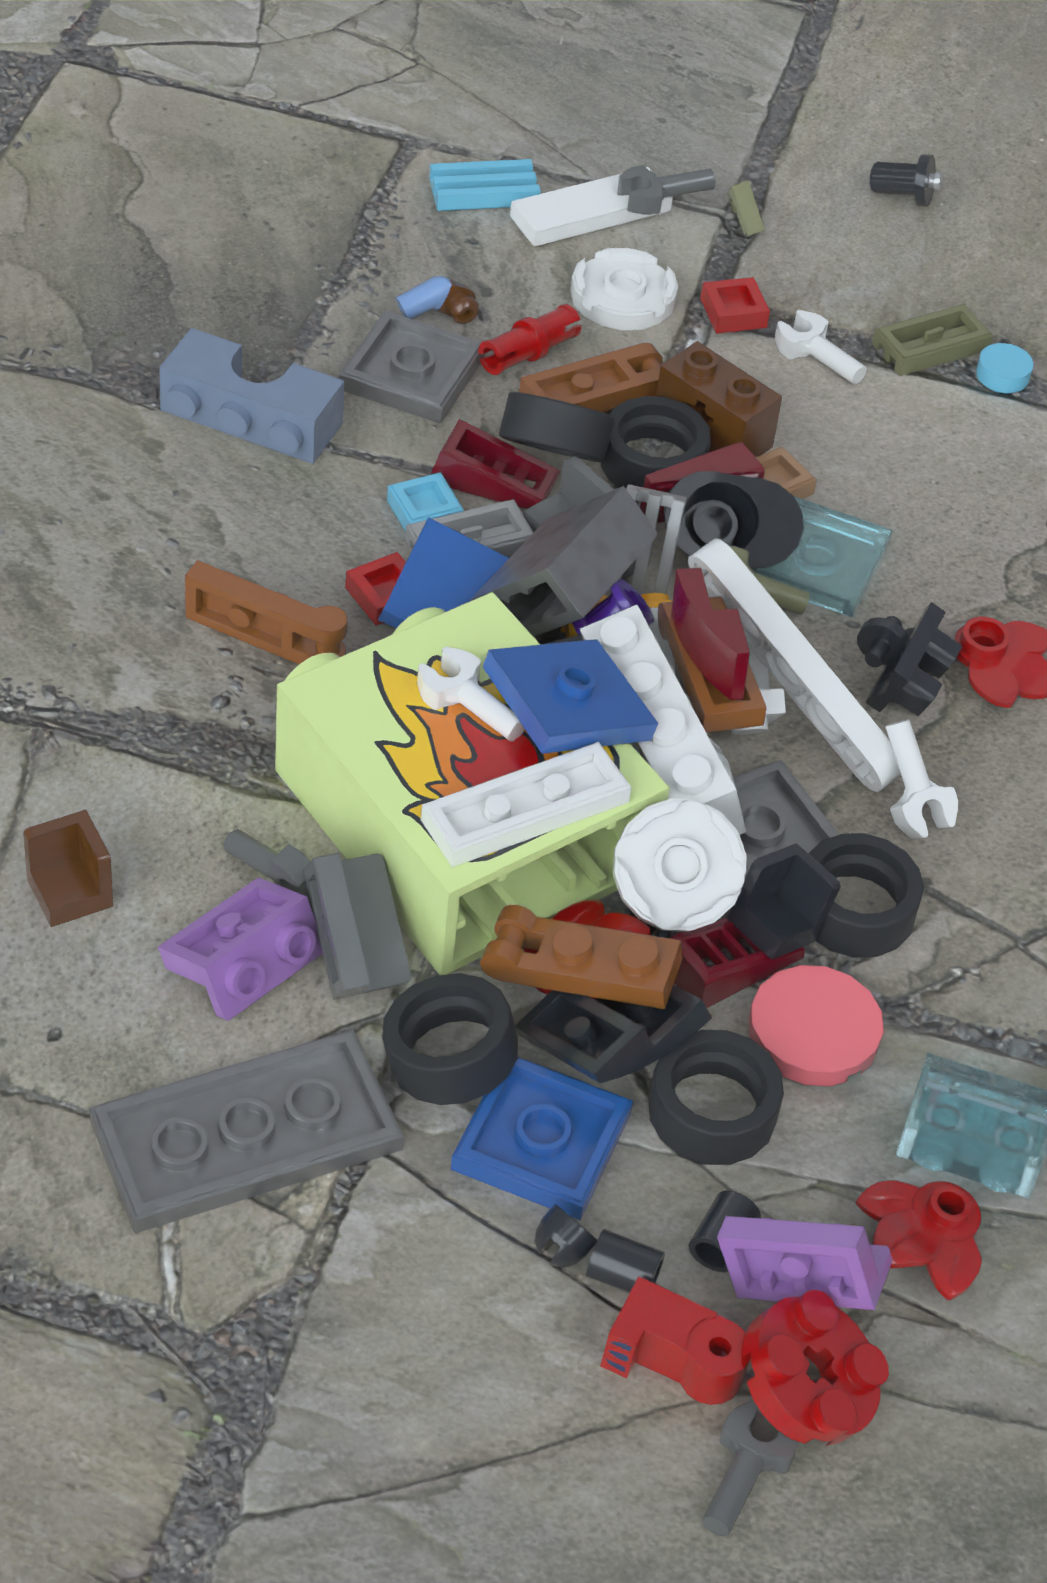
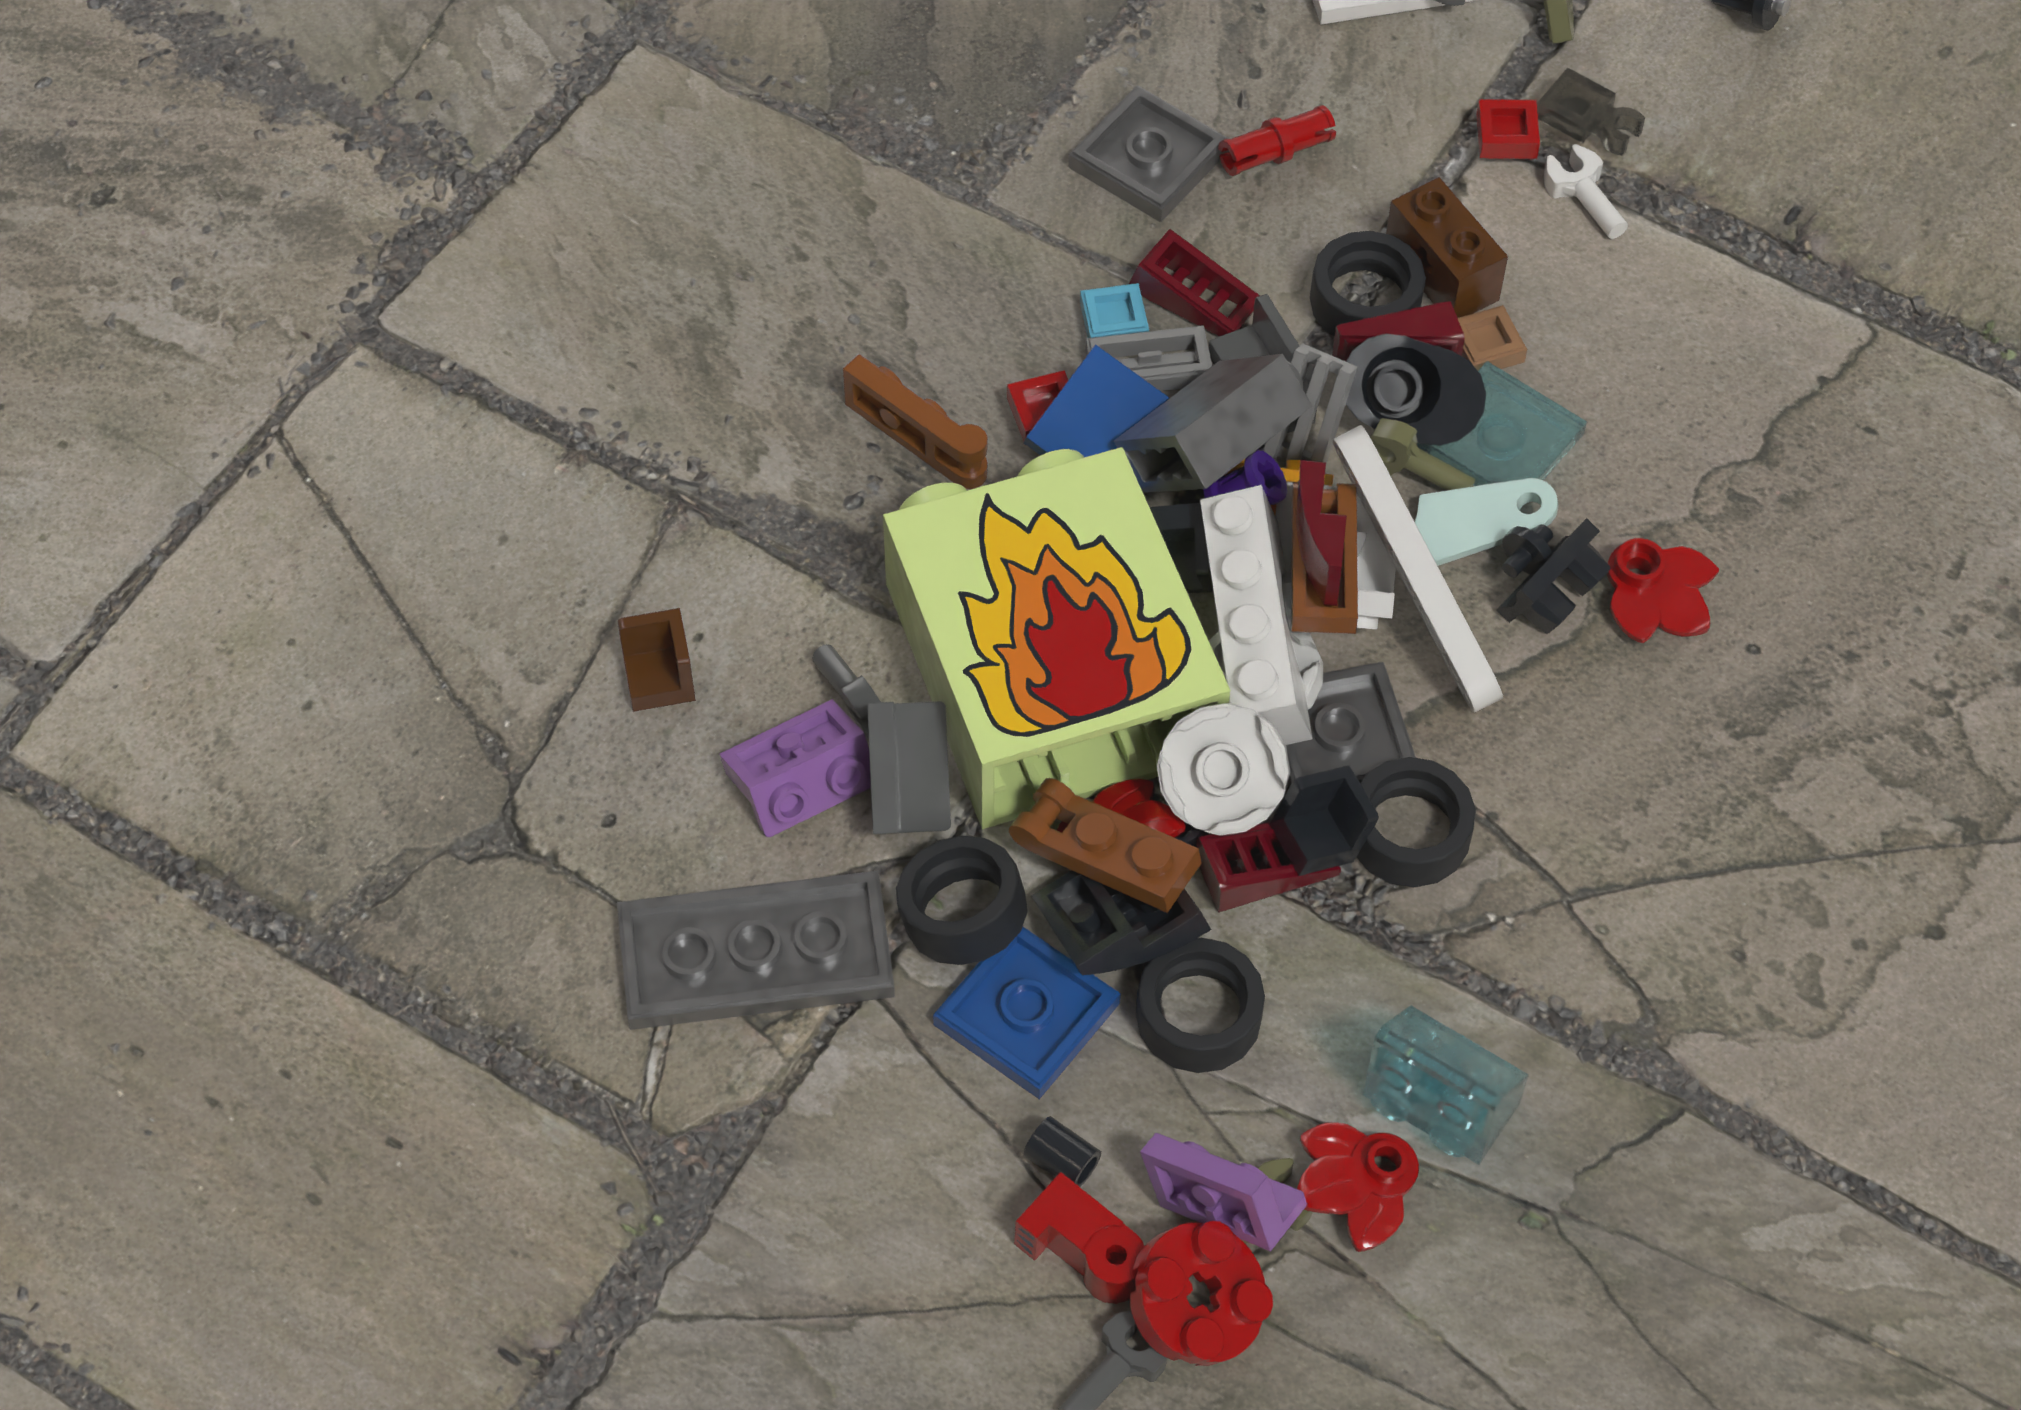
camera: 20 degrees right, 10 degrees up
(287, 415) = (1002, 196): sand blue arch -> none
(441, 295) = (1201, 75): arm -> none
(464, 689) = (1060, 555): white bar -> none
(525, 804) = (1081, 685): white tile -> none
(556, 426) = (1262, 256): black tyre -> none
(565, 1231) = (1015, 1112): black hinge -> none
(569, 695) = (1157, 578): blue plate -> none
(600, 380) = (1326, 203): dark orange plate -> none
(624, 289) = (1399, 91): white tile -> none
(704, 1243) = (1171, 1122): black hinge -> none
(796, 280) = (1586, 108): none -> clear smoke plate
(816, 1024) = (1325, 949): coral tile -> none
(836, 616) = (1480, 516): none -> light aqua piece
(918, 787) = (1507, 716): white bar -> none
(936, 344) = (1717, 205): olive tile -> none
(1004, 368) = (1781, 244): medium azure tile -> none

